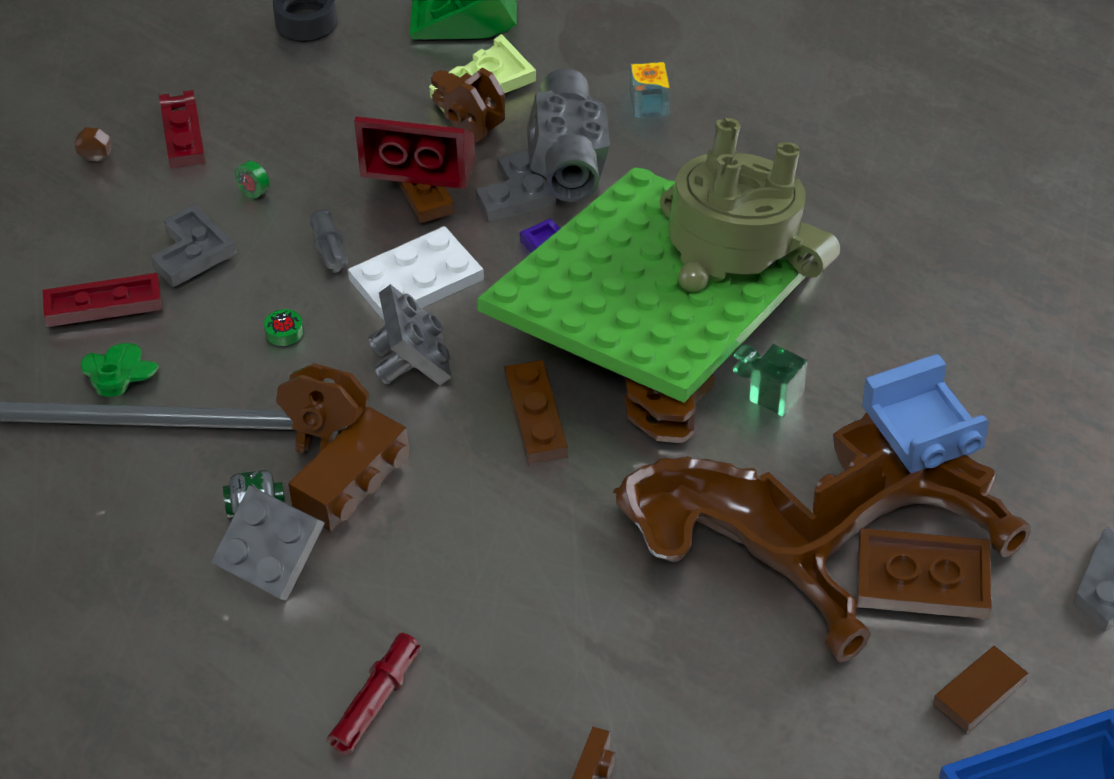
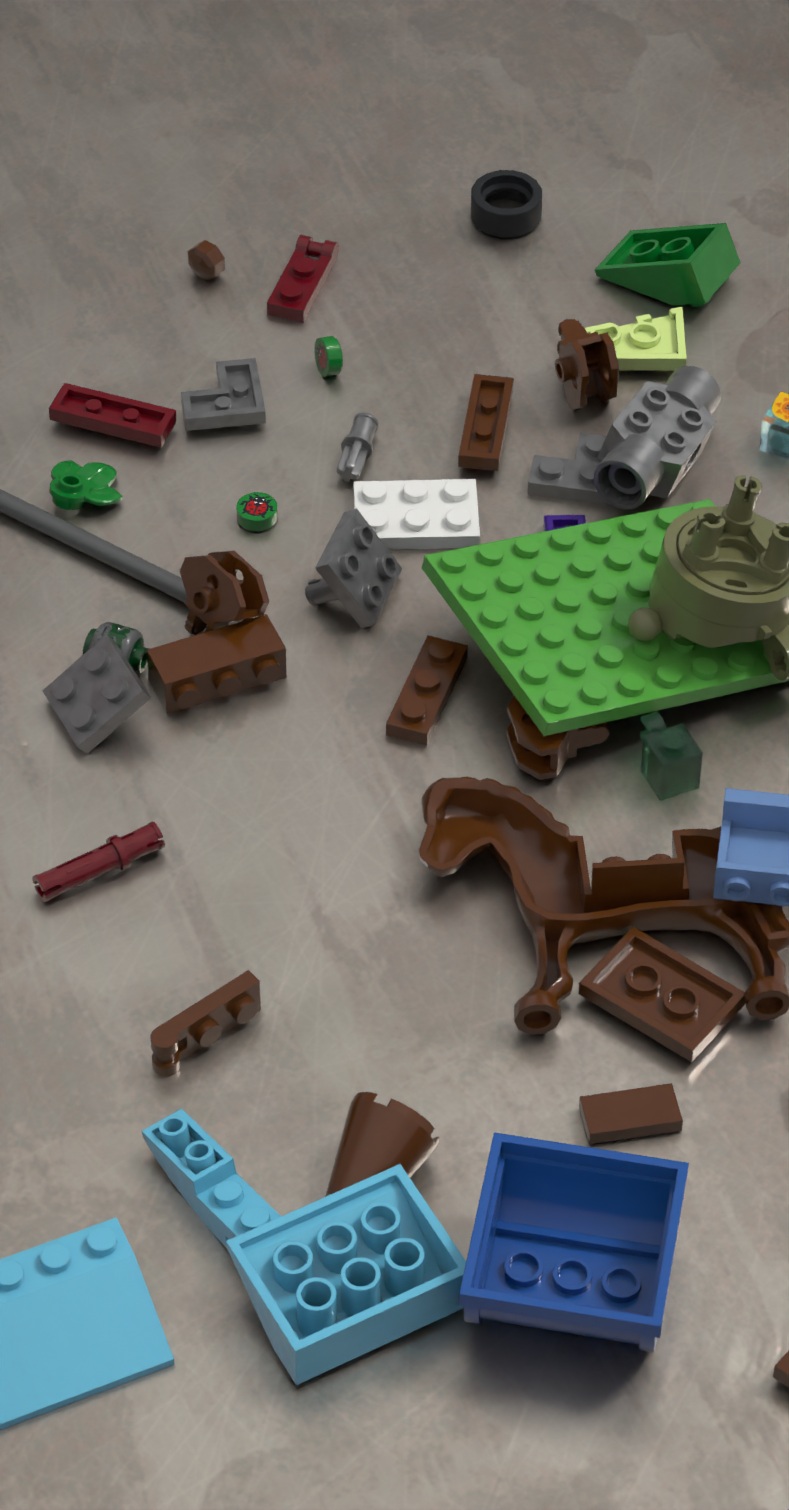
camera: 30 degrees right, 0 degrees up
(414, 152) = (488, 393): dark red slope -> none

